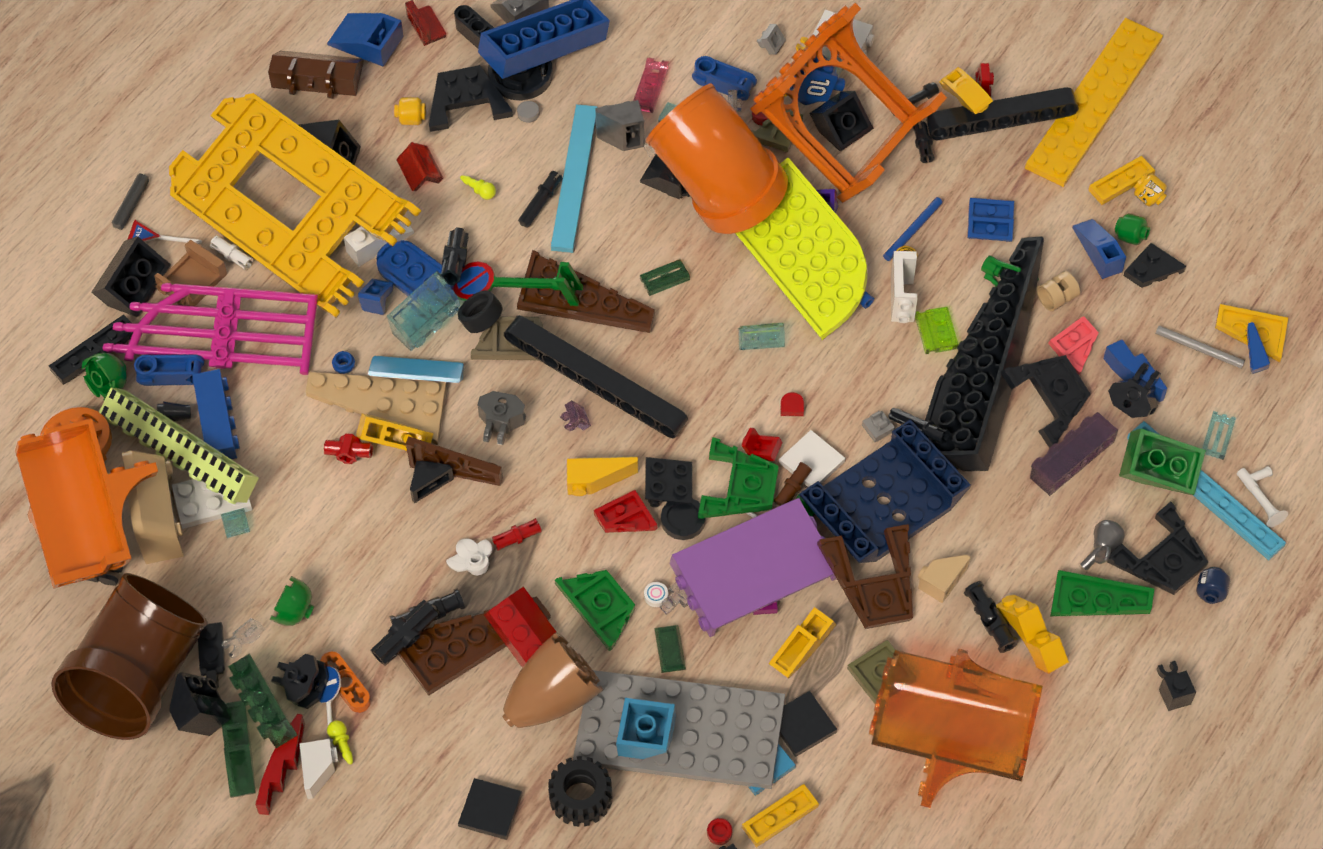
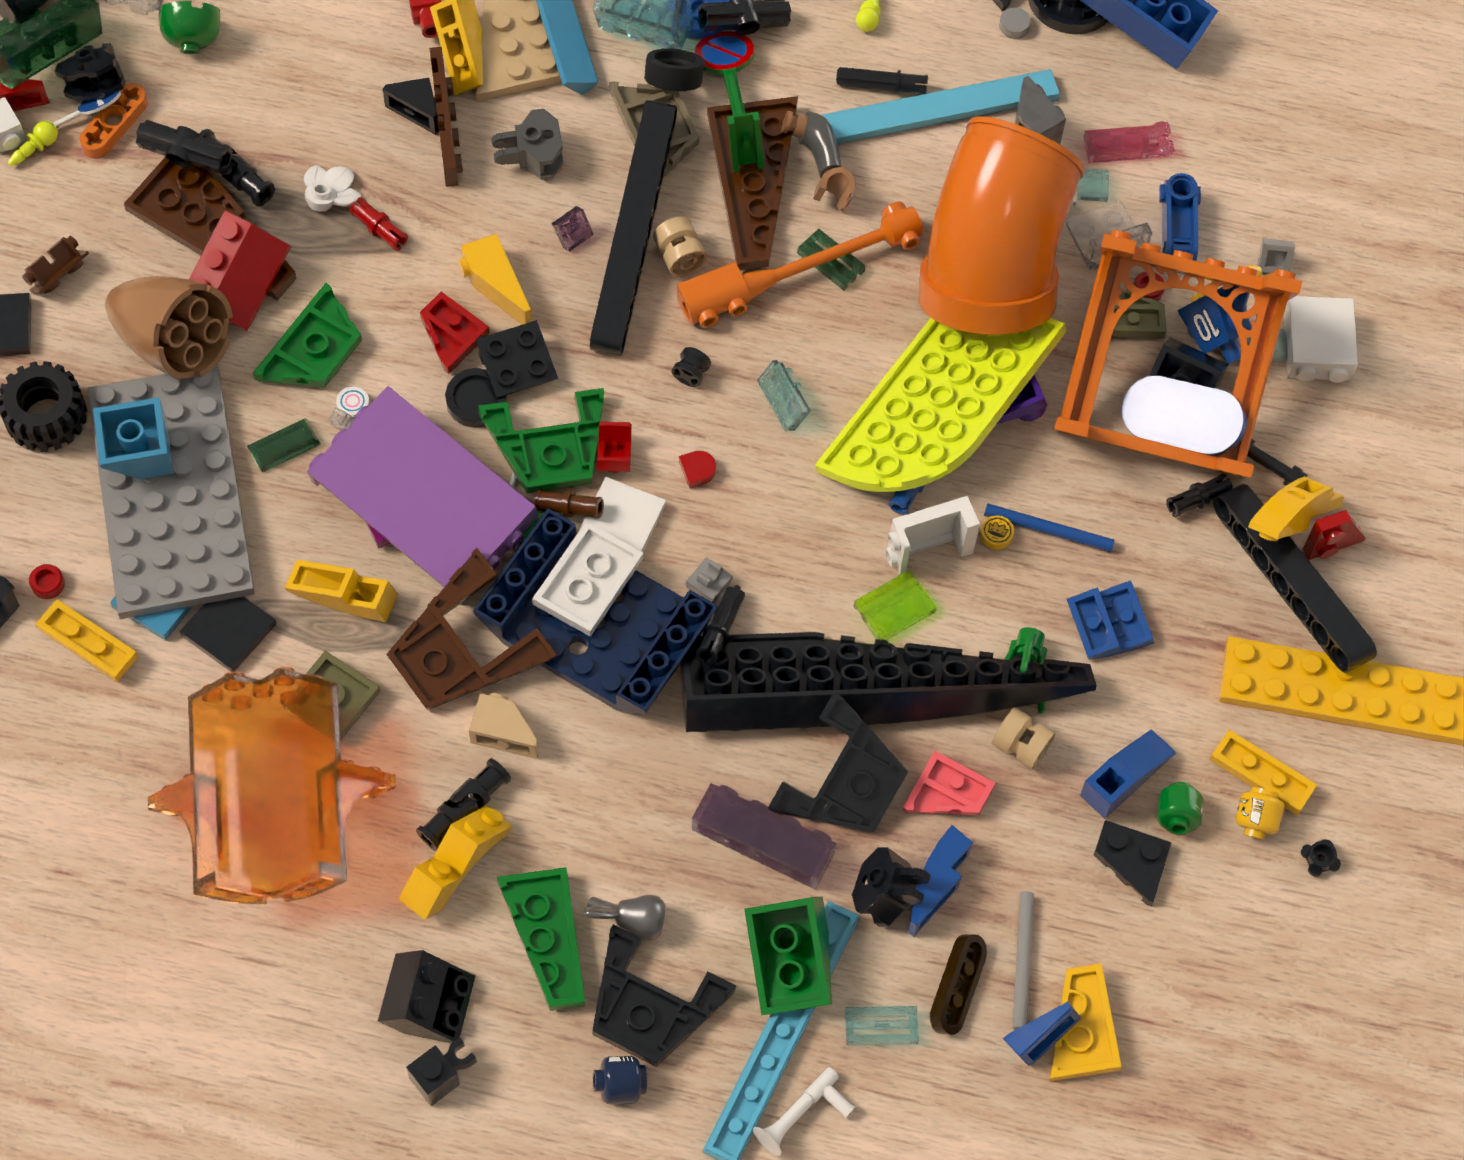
camera: 65 degrees right, 5 degrees up
(463, 752) = (65, 260): none -> reddish brown hinge
(575, 246) = (818, 136): none -> piece
(613, 354) = (679, 246): none -> tan wheel
(667, 336) = (730, 291): none -> orange bar
(716, 381) = (691, 367): none -> black wheel
(859, 488) = (588, 578): none -> white plate
(872, 124) = (1184, 415): none -> tile
(1120, 679) = (426, 997): none -> black slope
(1185, 168) = (1327, 850): none -> black plate
(1206, 384) = (958, 984): none -> dark brown plate

